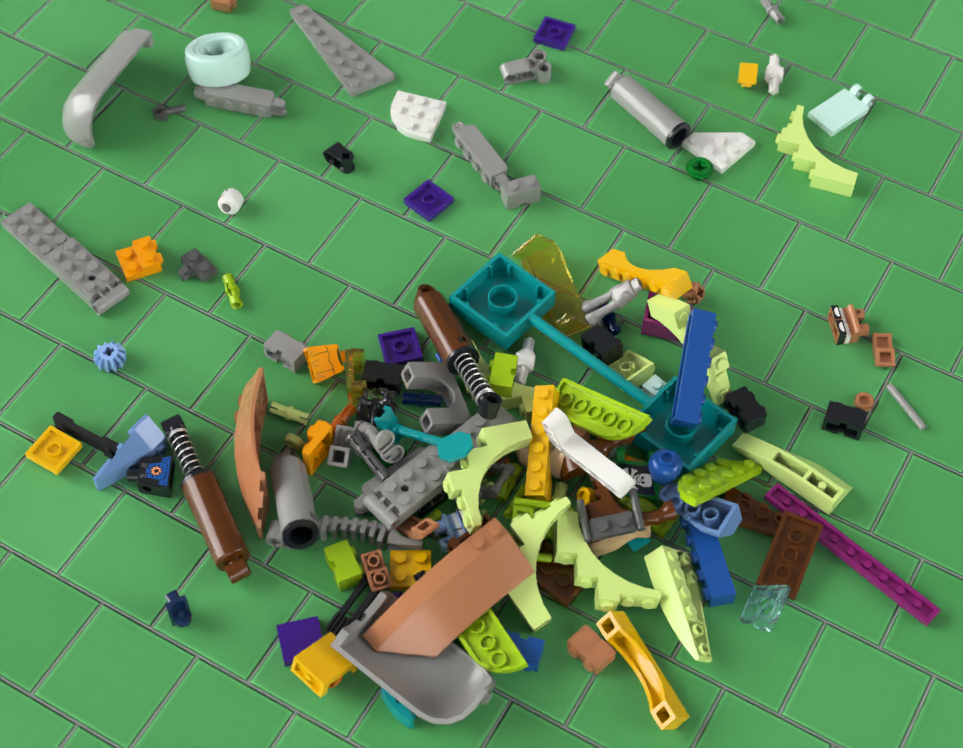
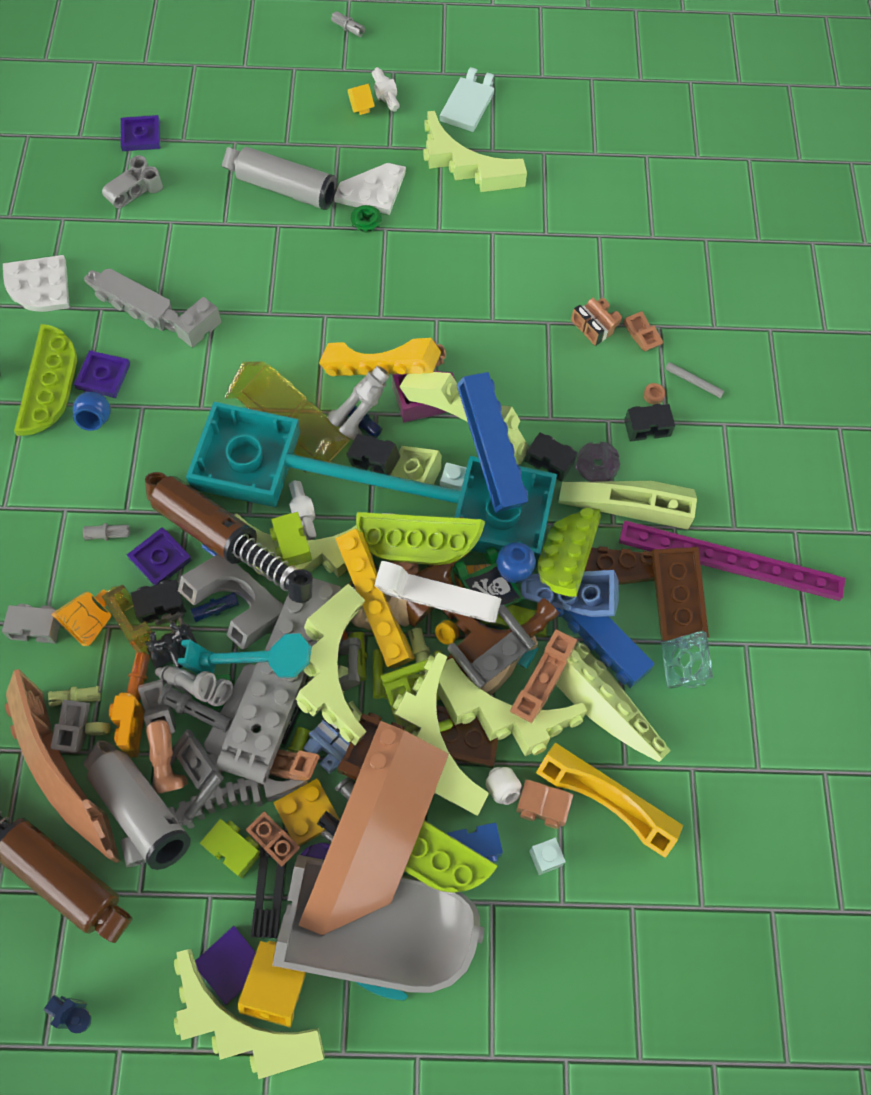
camera: 30 degrees left, 10 degrees up
(274, 433) = (70, 732): none -> light grey brick
(300, 707) = (272, 1049): none -> yellowish green arch
(328, 477) = (160, 756): none -> nougat piece
(350, 497) = (198, 767): none -> dark grey plate
(371, 312) = (105, 532): none -> light grey axle
(385, 188) = (47, 382): none -> lime plate
(406, 222) = (91, 410): none -> blue piece
(566, 621) = (503, 785): none -> white head
(570, 685) = (547, 856): none -> light aqua brick
(640, 558) = (544, 677): none -> nougat slope
(782, 421) = (596, 451): none -> clear purple plate

